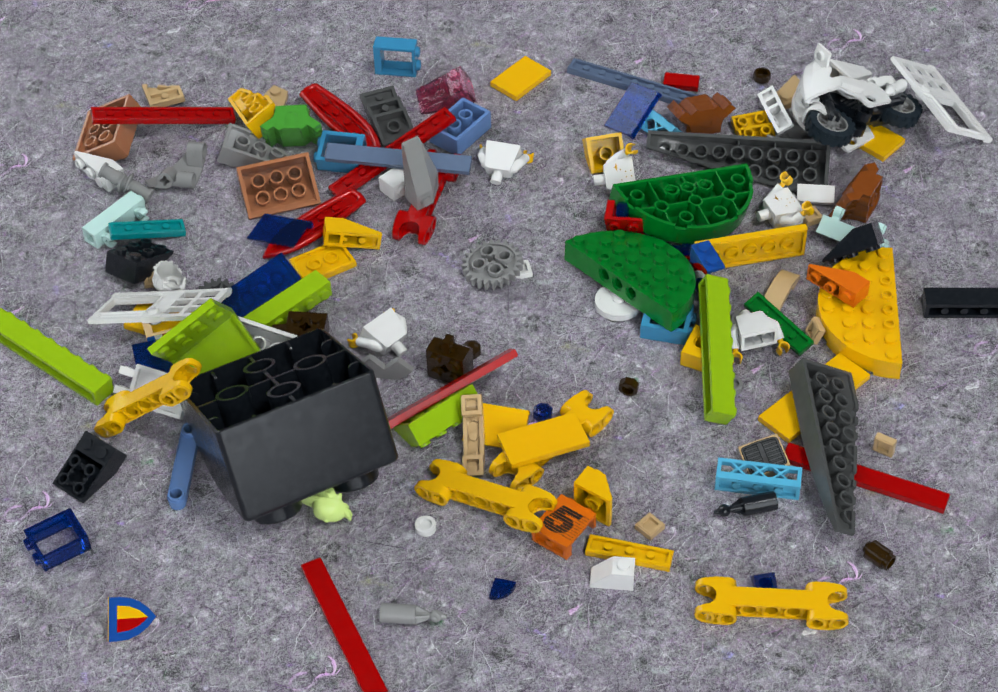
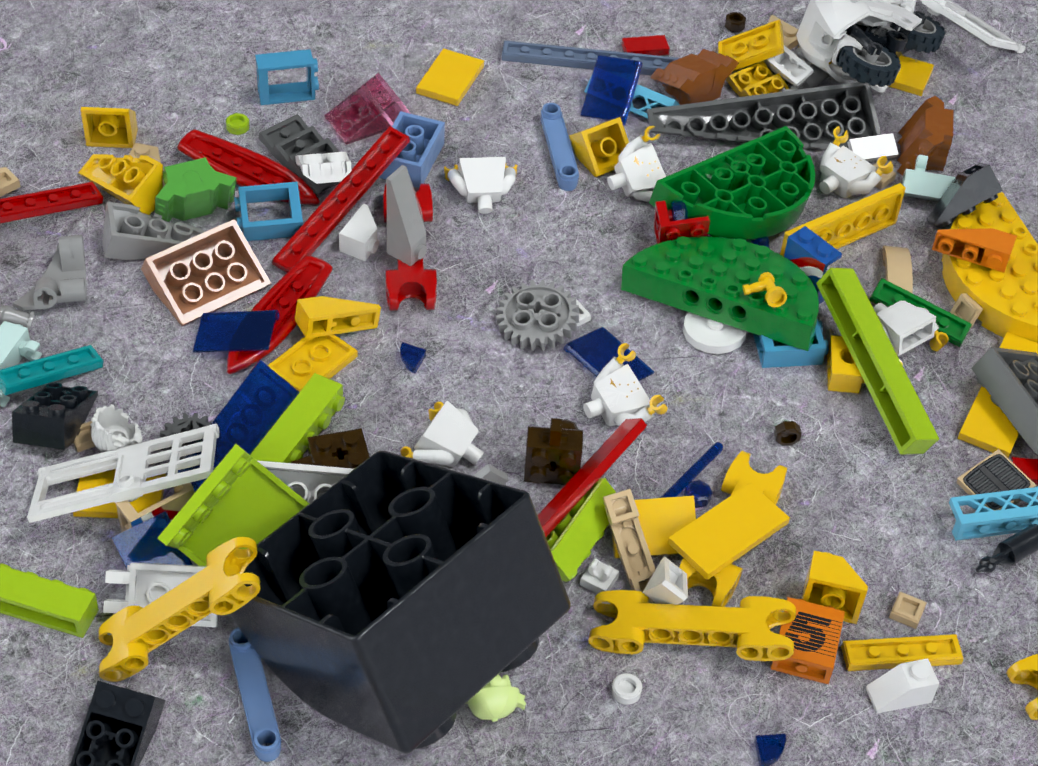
camera: 25 degrees left, 0 degrees up
(259, 70) = (109, 127): none -> yellow slope
(351, 84) = (237, 124): none -> lime tile
(388, 127) = (325, 167): none -> white slope
(392, 274) = (412, 356): none -> clear blue tile
(393, 158) = (347, 205): sand blue tile -> none
(444, 449) = (599, 577): none -> white tile
(480, 462) = (667, 584): none -> white slope
(519, 330) = (620, 395): none -> white torso
(529, 307) = (598, 348): none -> clear blue piece
(549, 396) = (694, 470): none -> clear blue piece
(573, 146) = (559, 147): none -> medium blue piece
(654, 284) = (774, 296): none -> yellow piece
(759, 97) = (754, 44): none -> yellow tile

